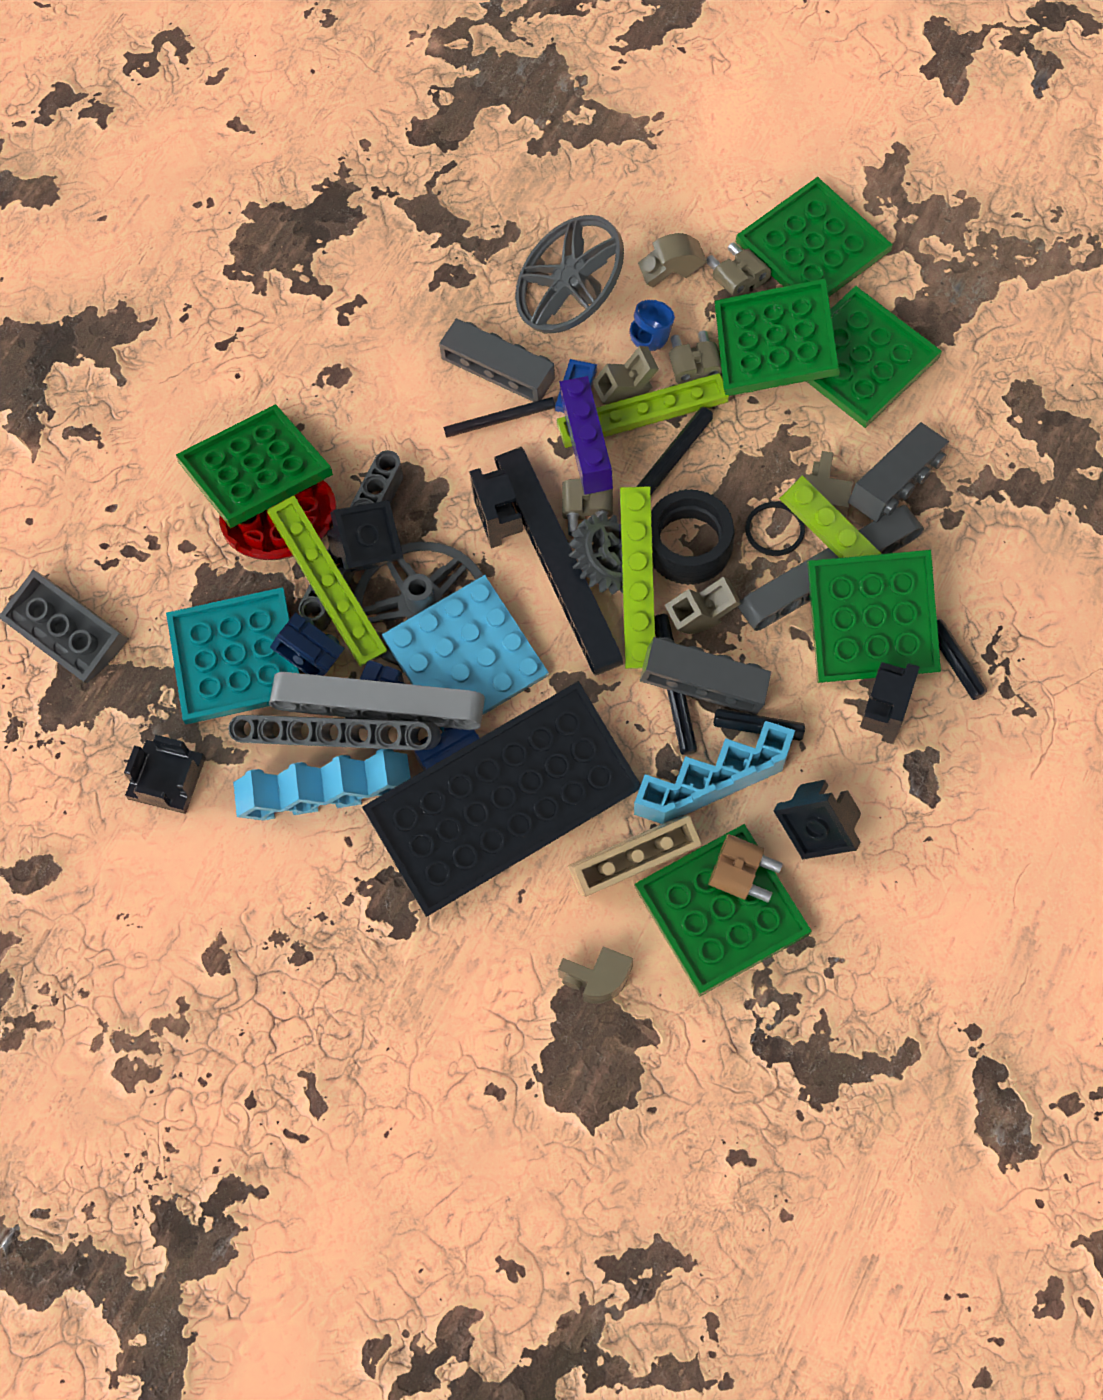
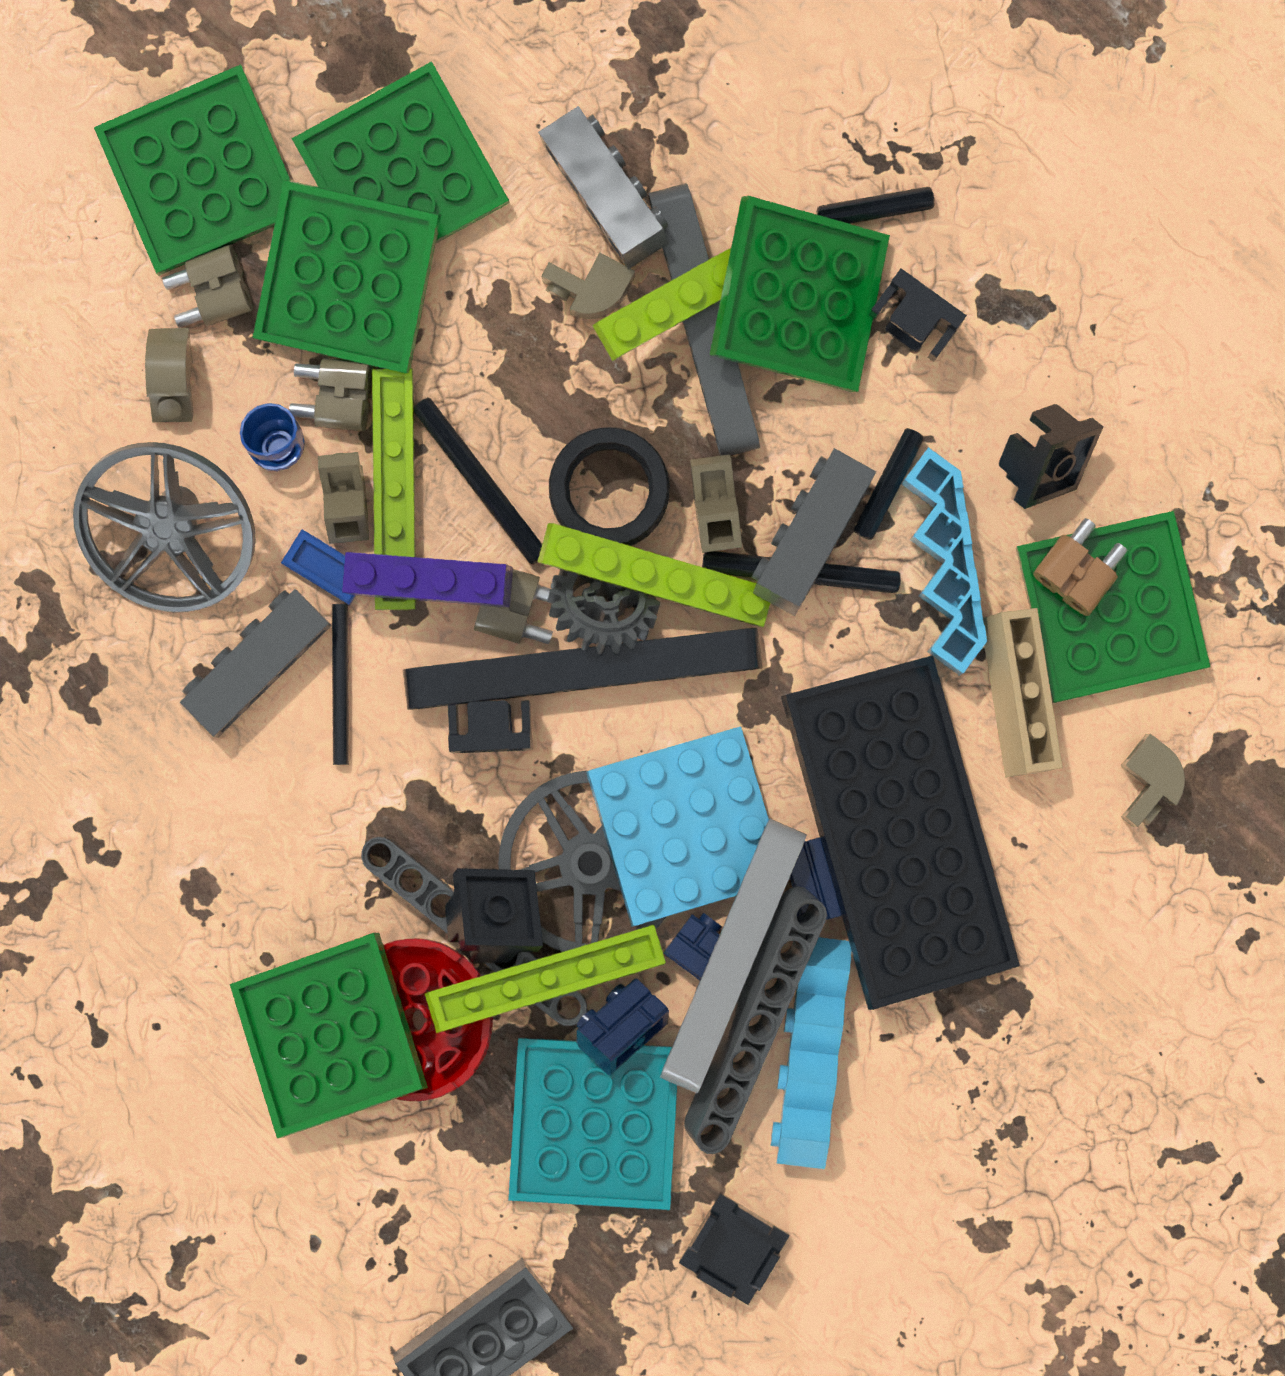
camera: 75 degrees left, 20 degrees up
(766, 551) = (619, 408): black piece -> none

